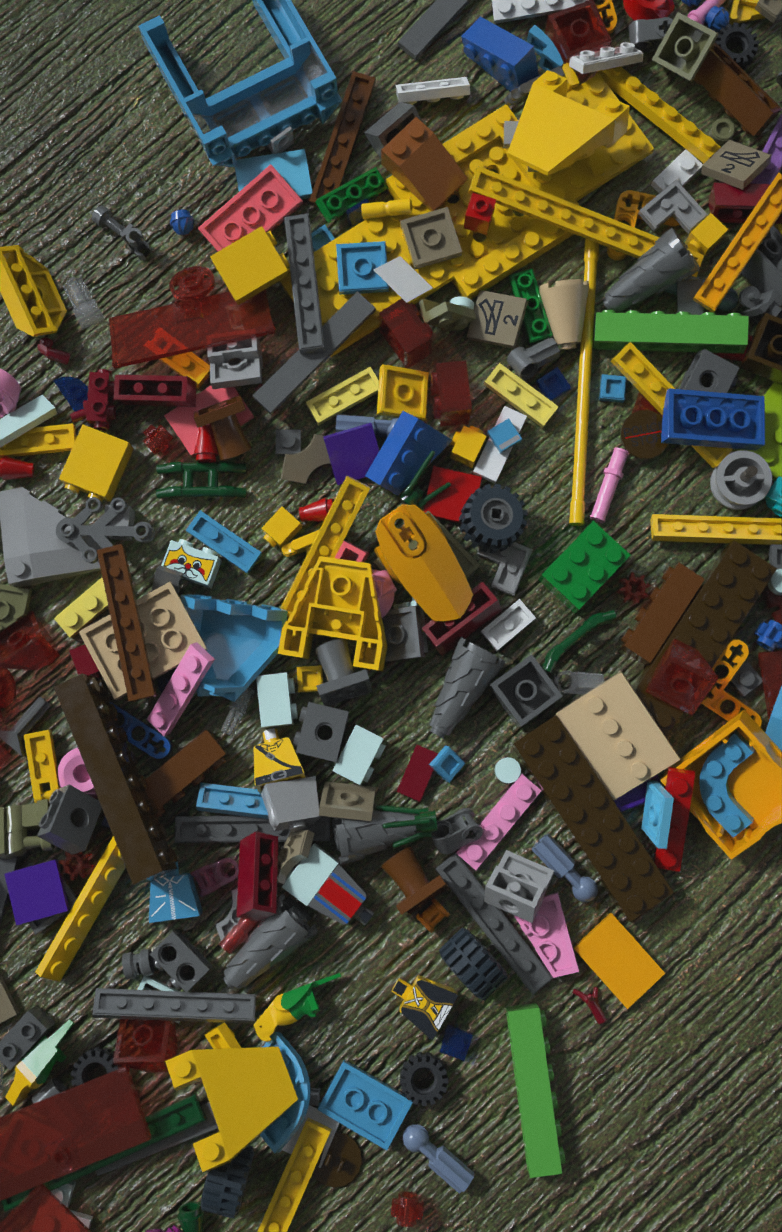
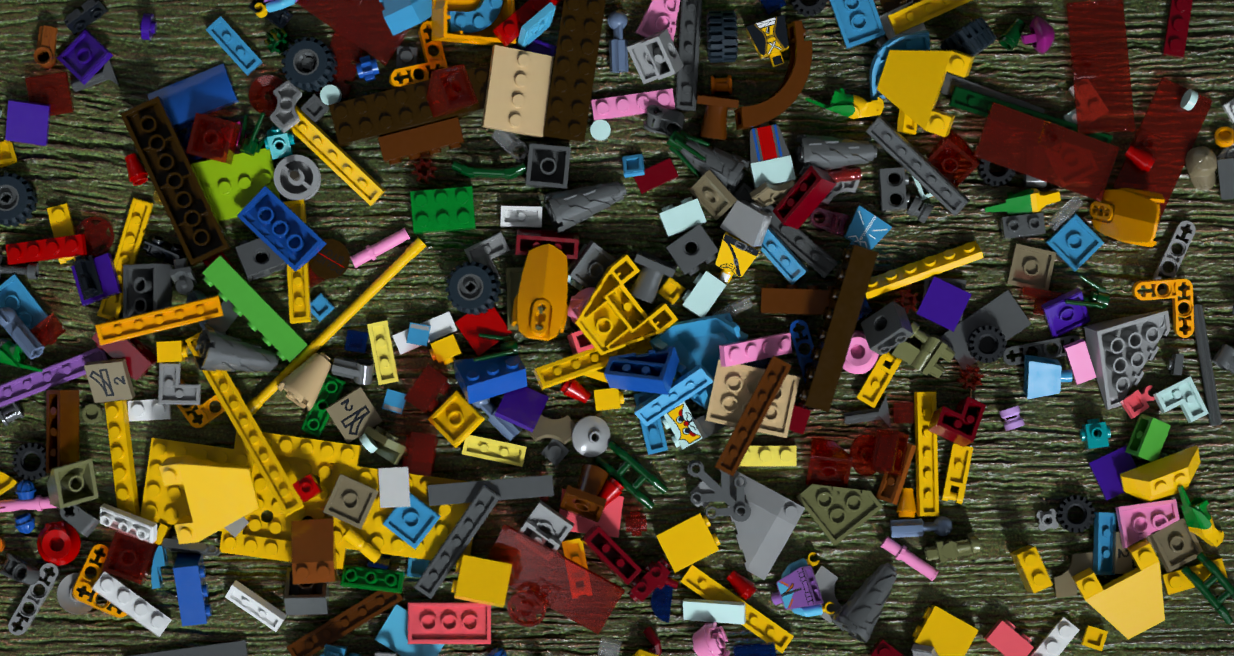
camera: 140 degrees left, 5 degrees up
(220, 579) = (680, 391): none -> dark azure plate
(265, 574) = (643, 372): none -> blue wedge
(277, 482) = (583, 433): none -> light grey dish
(364, 973) = (791, 86): none -> reddish brown arch
(475, 362) = (394, 401): none -> dark azure tile

